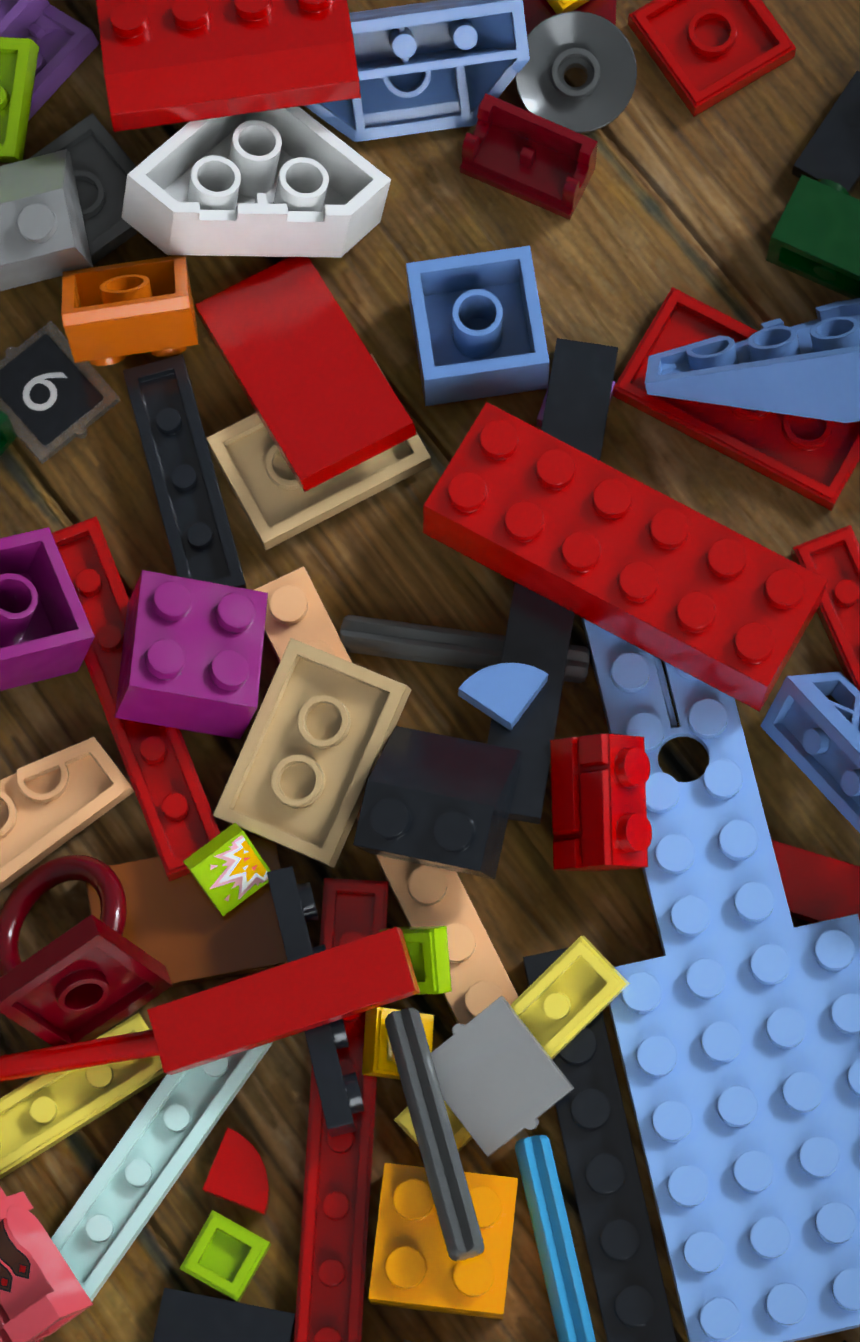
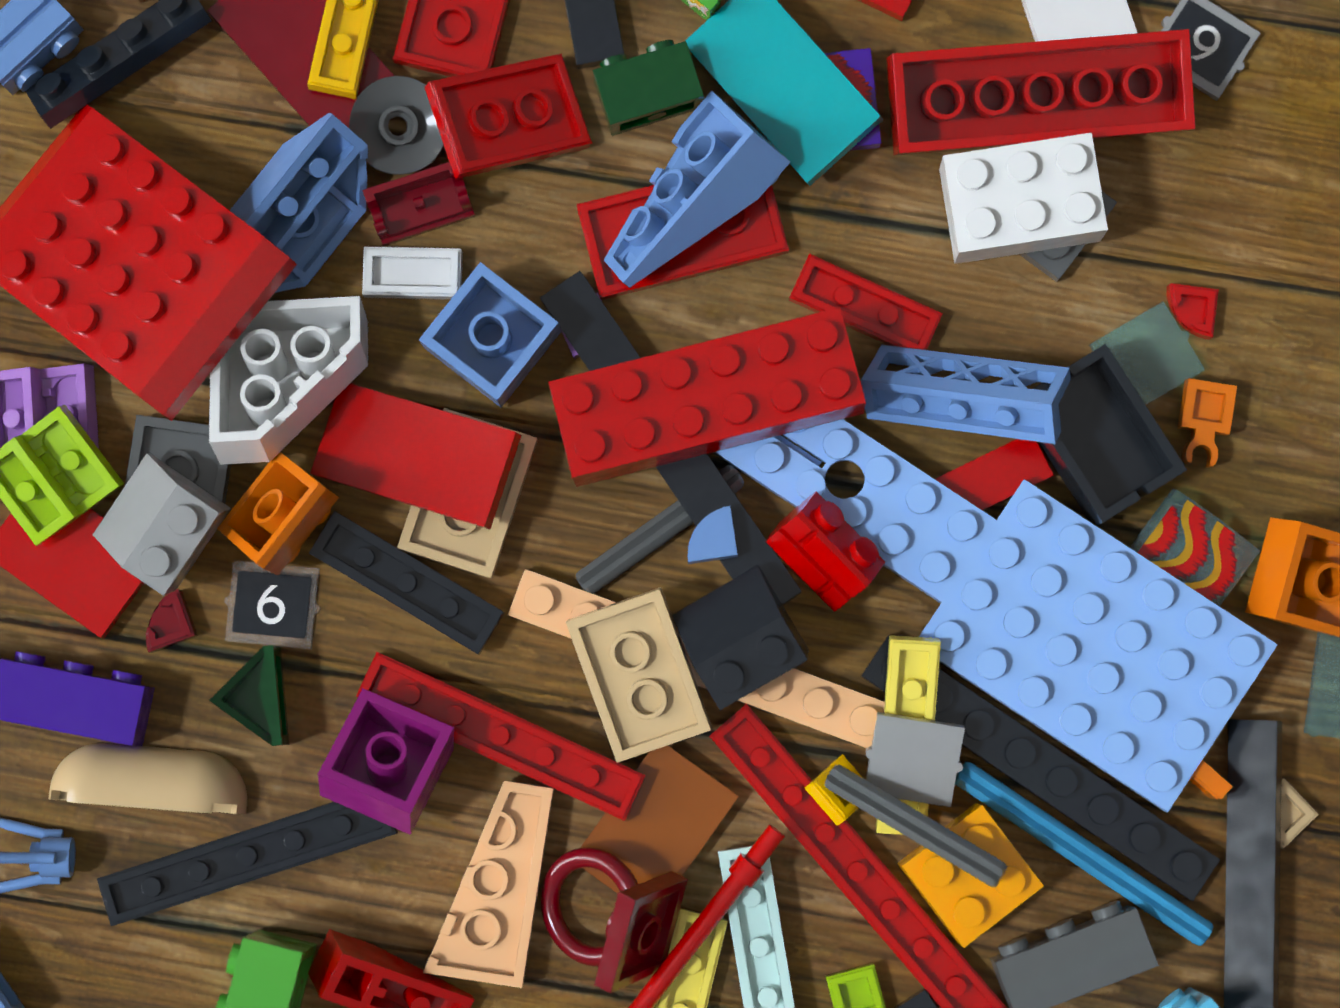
camera: 45 degrees left, 10 degrees up
(191, 655) = (517, 684): magenta brick -> none
(228, 869) = (656, 784): tile -> none
(239, 1174) = (820, 943): red tile -> none
(283, 1001) = (765, 833): red tile -> none
(338, 1092) = (794, 823): black plate -> none
(429, 957) = (805, 734): lime tile -> none
(459, 210) = (411, 272): none -> white tile
(684, 149) = (508, 115): none -> red tile

